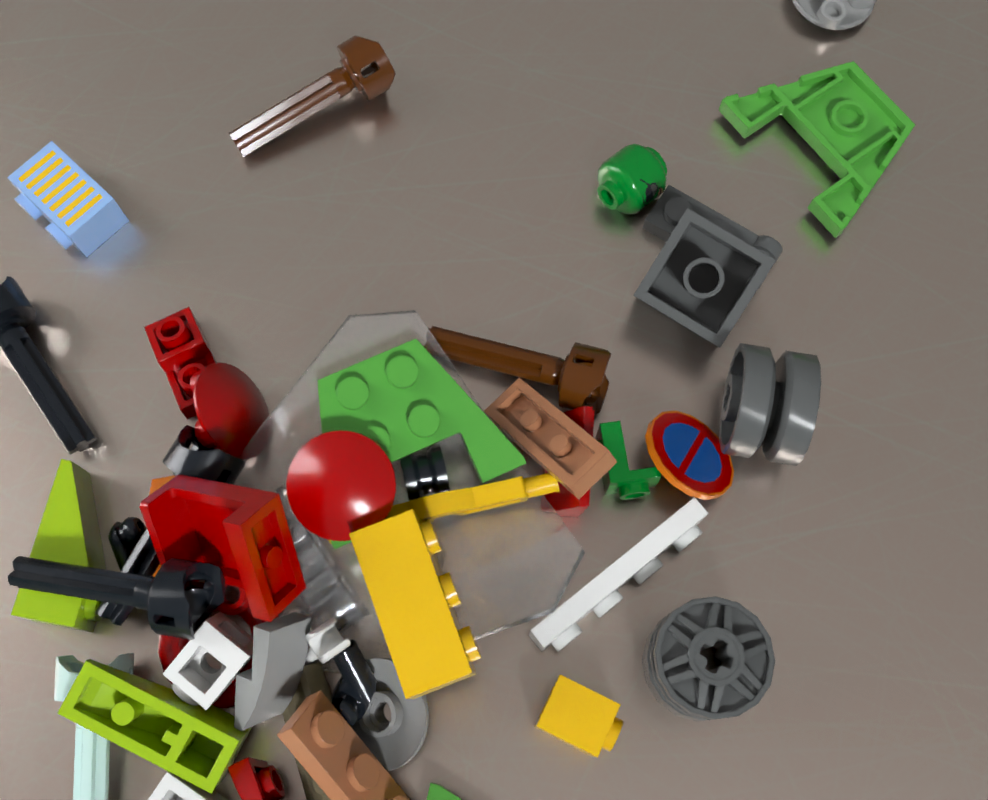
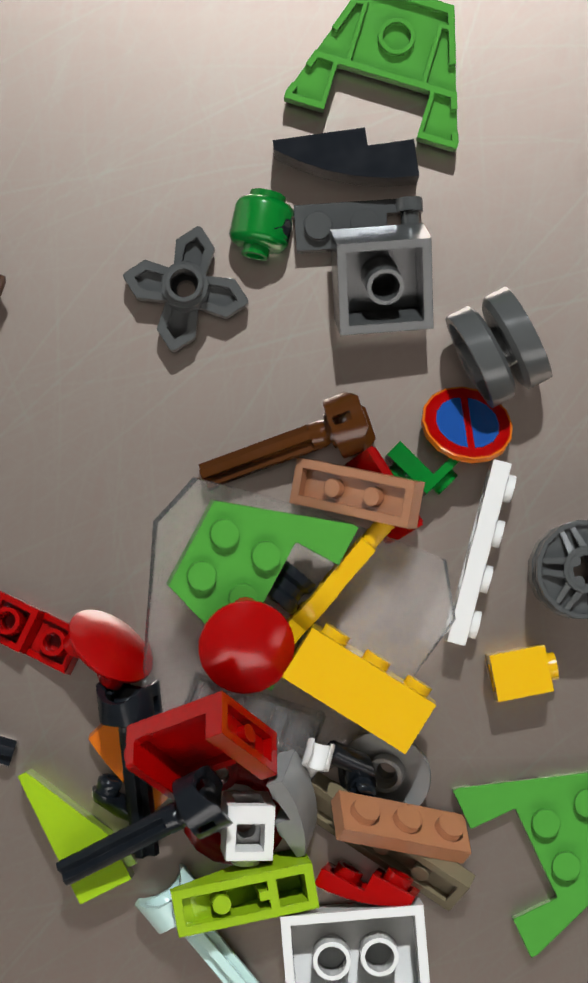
camera: 40 degrees left, 15 degrees up
(531, 184) = (191, 265): none -> dark grey plant
(742, 179) = (349, 159): none -> black slope

